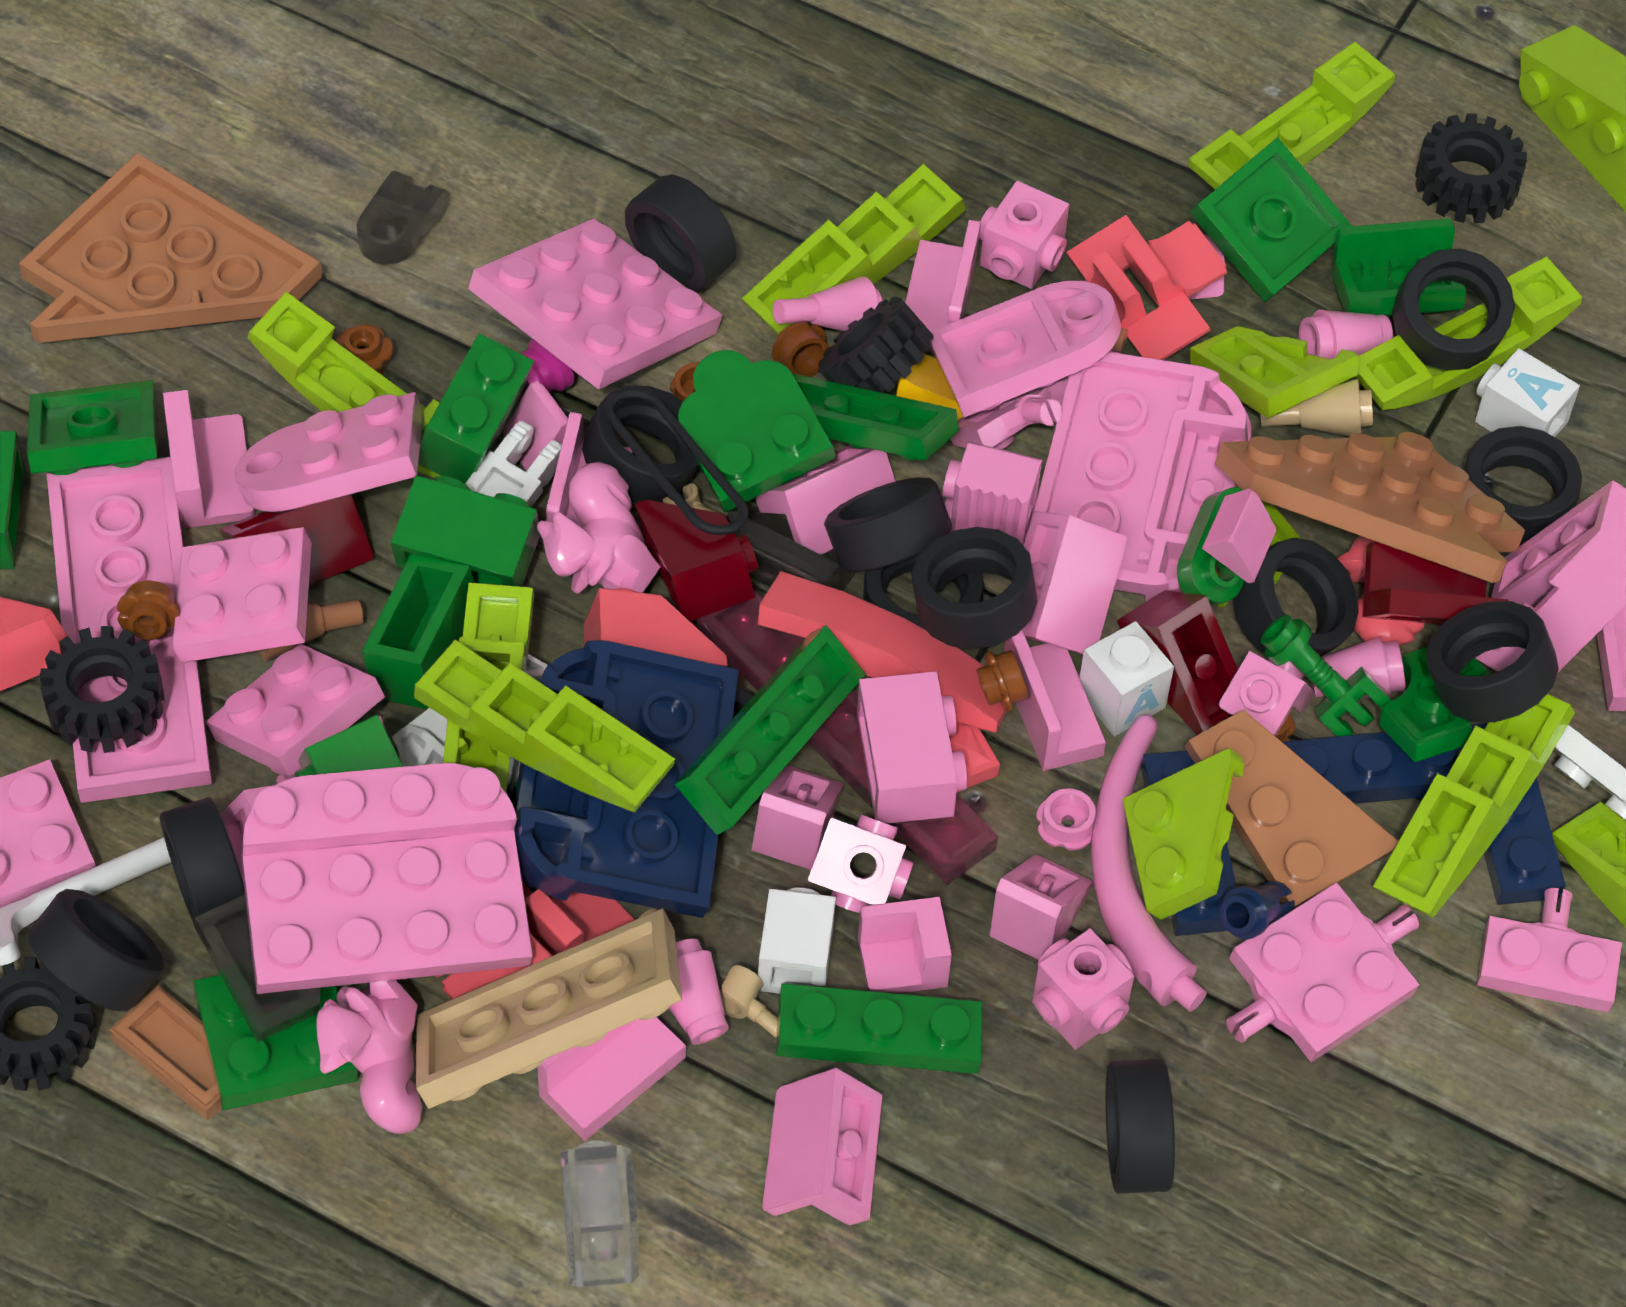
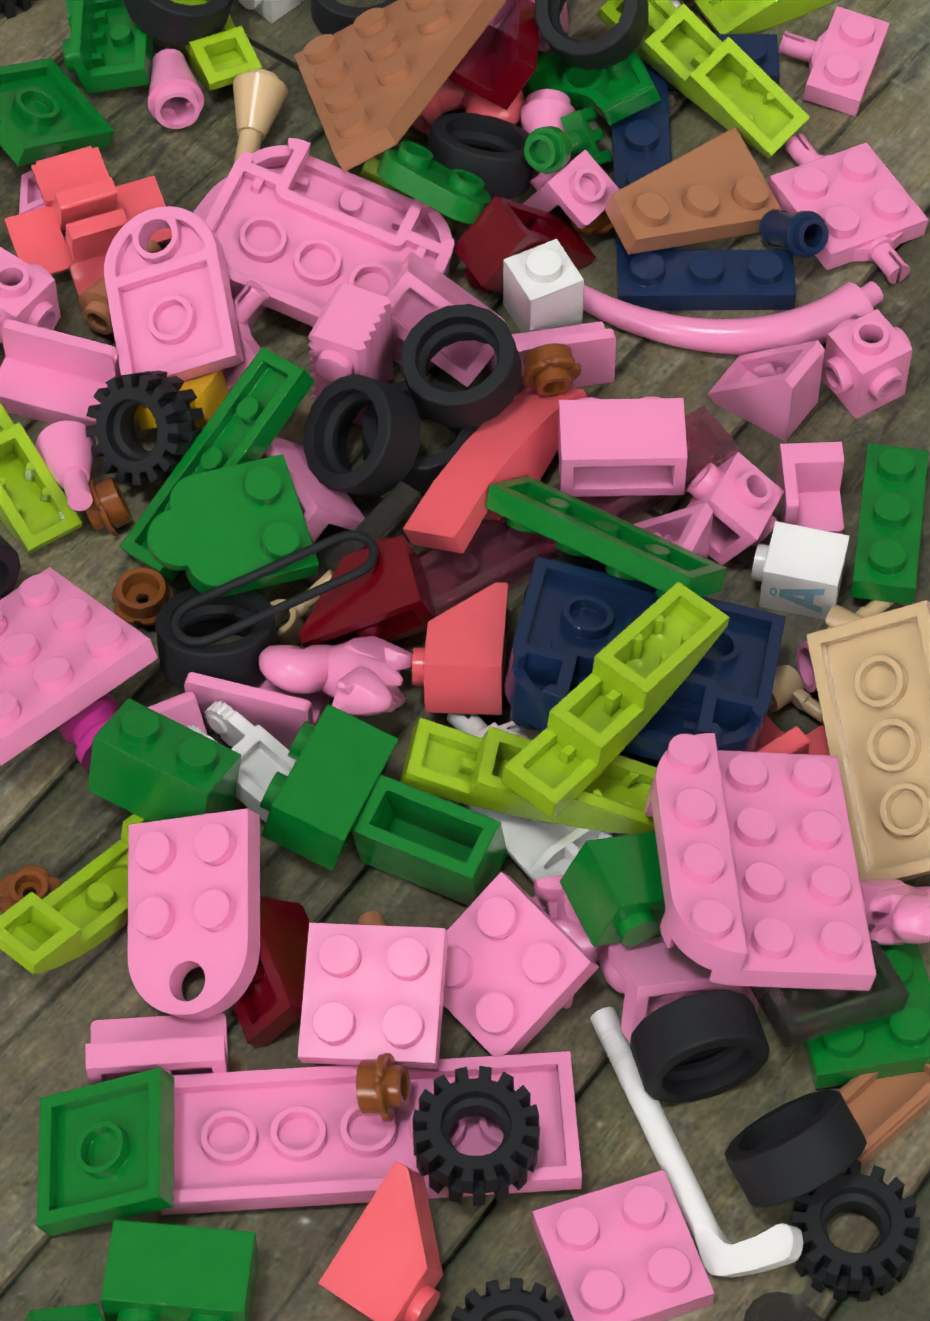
camera: 80 degrees left, 0 degrees up
(1067, 805) = (680, 349): bright pink plate -> none
(1181, 832) = (722, 264): lime wing -> none
(1241, 534) = (444, 150): bright pink slope -> none
(1270, 370) = (207, 142): lime wing -> none

